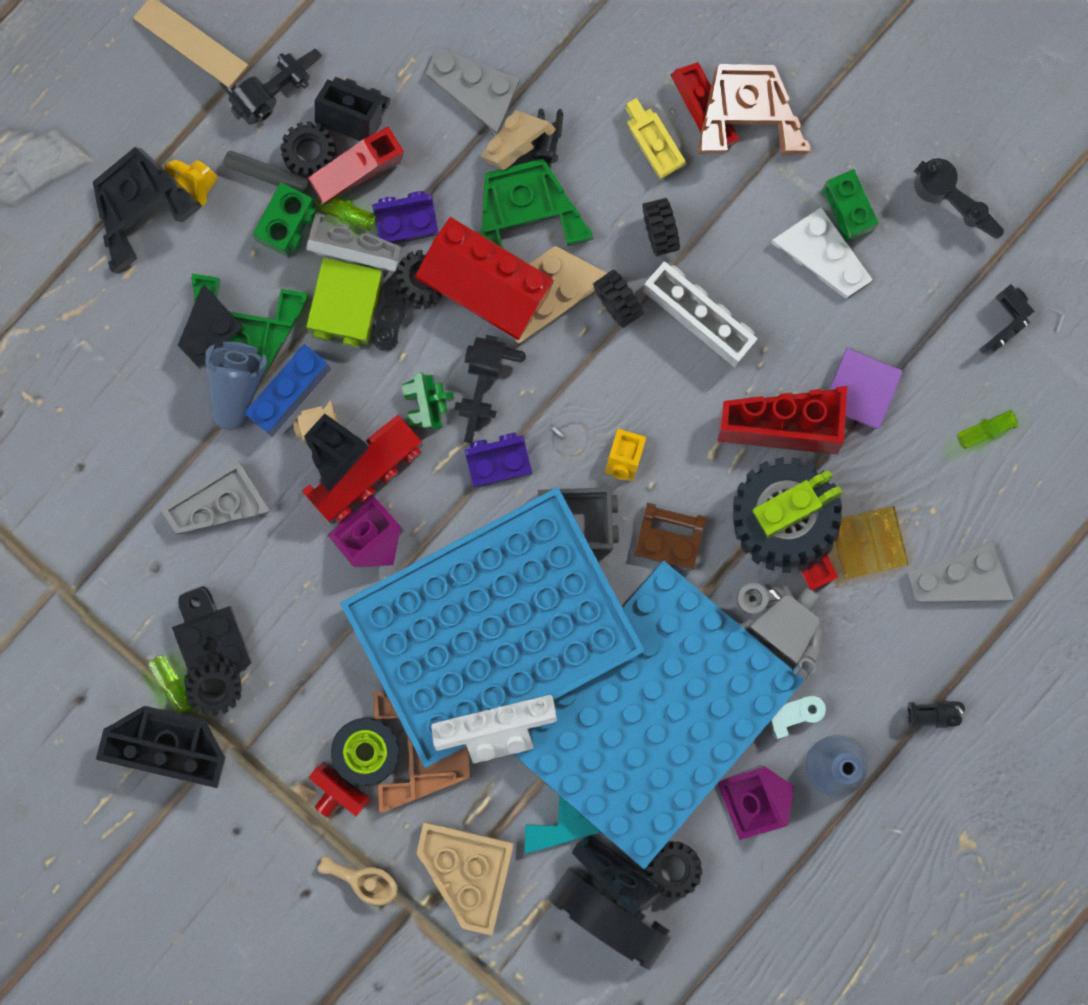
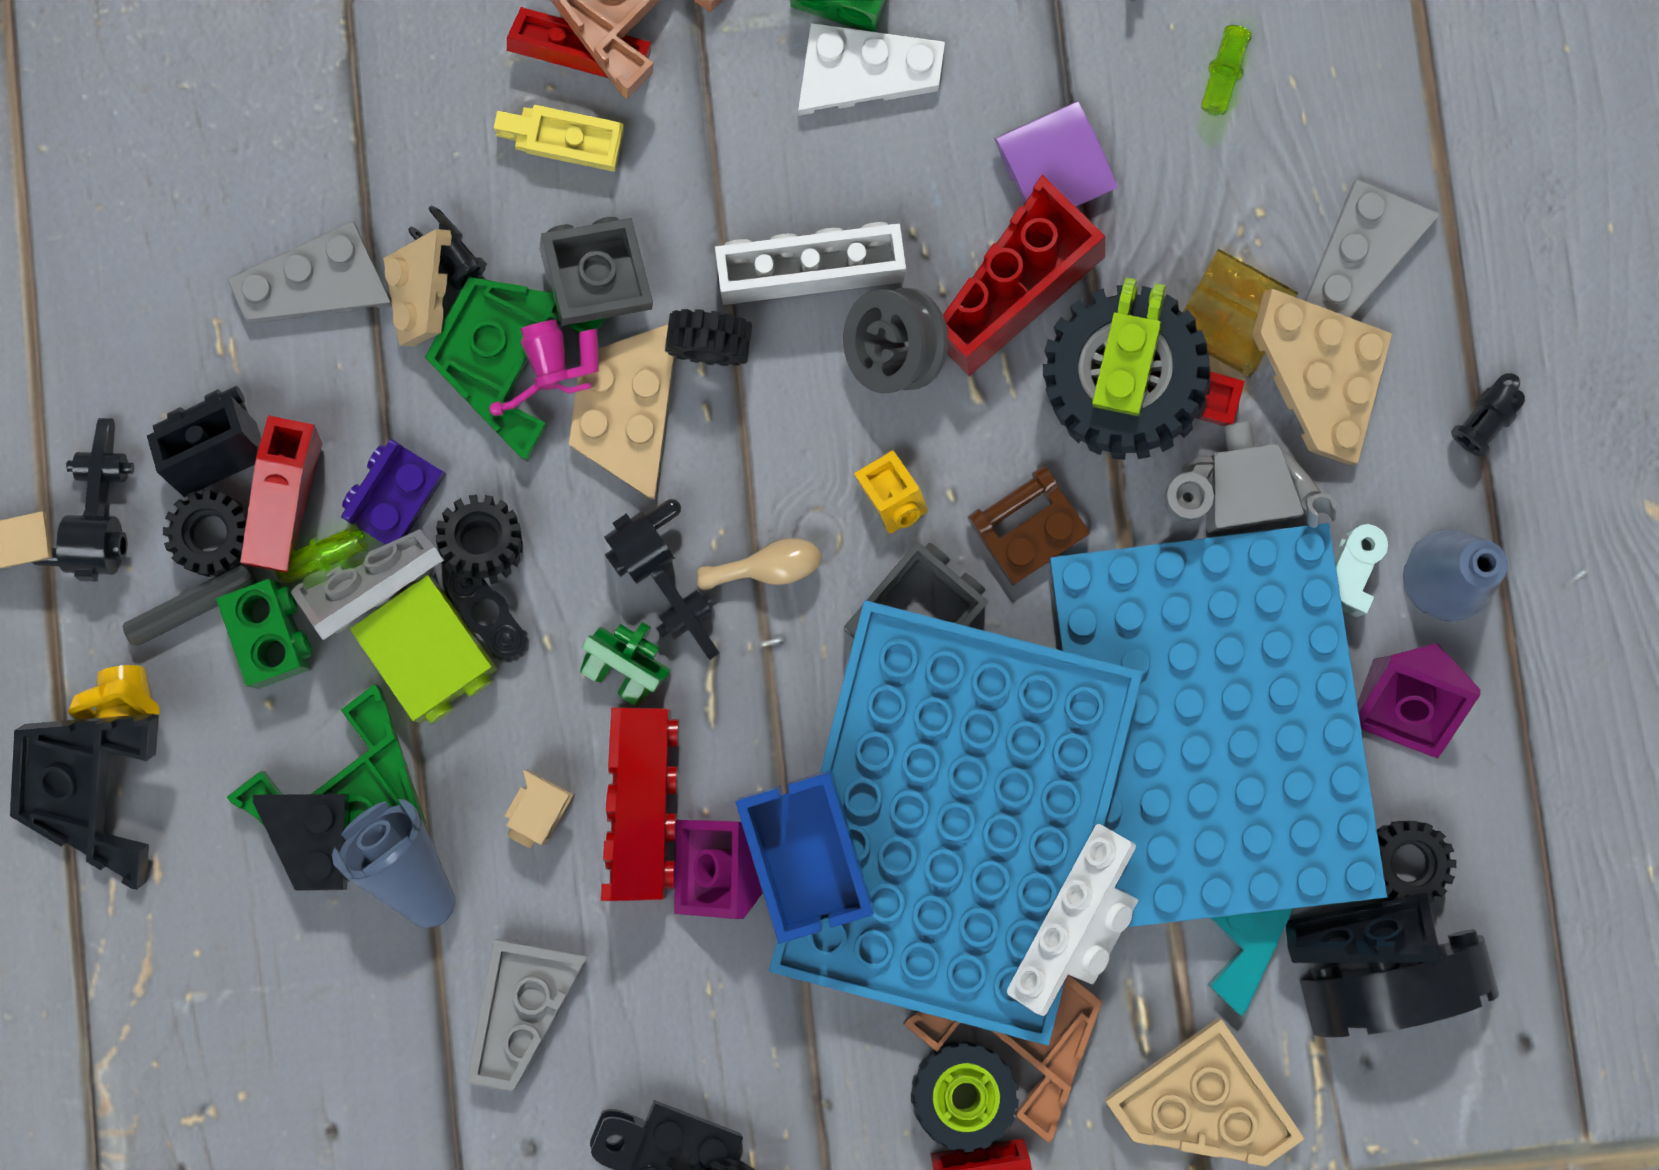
camera: 50 degrees left, 0 degrees up
(288, 390) = (466, 809): blue brick -> none
(333, 450) = (587, 819): black wing -> none
(409, 567) = (804, 856): none -> blue piece
(484, 278) = (546, 466): red slope -> none
(498, 460) = (767, 641): dark purple bracket -> none
(538, 430) = (775, 564): none -> tan piece
(539, 228) = (546, 353): none -> dark pink piece
(601, 215) = (595, 270): none -> dark grey plate
(661, 226) = (671, 215): black tyre -> none
(699, 388) = (902, 317): none -> dark grey wheel
(879, 611) = (1323, 370): none -> tan plate

